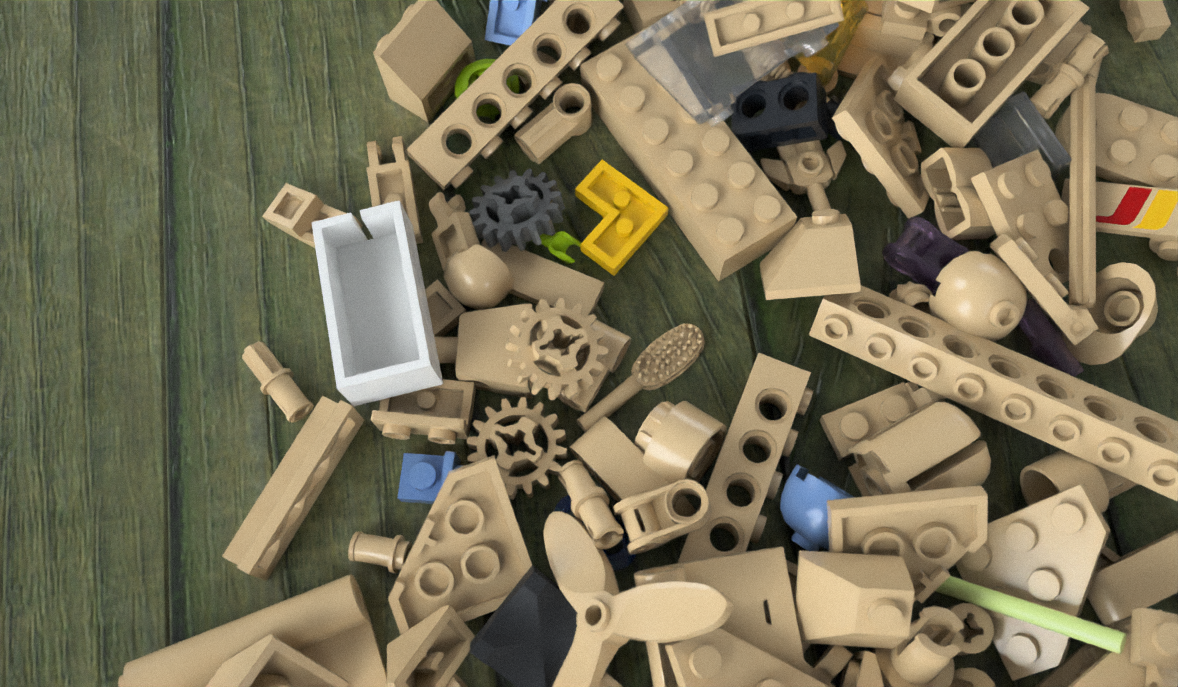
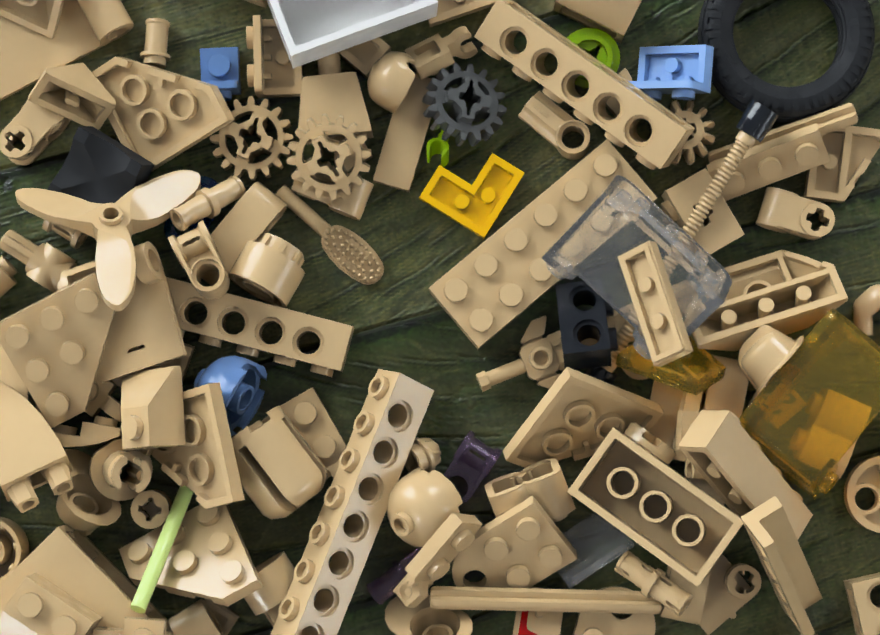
camera: 80 degrees right, 15 degrees up
(813, 259) = (439, 364): tan slope -> none

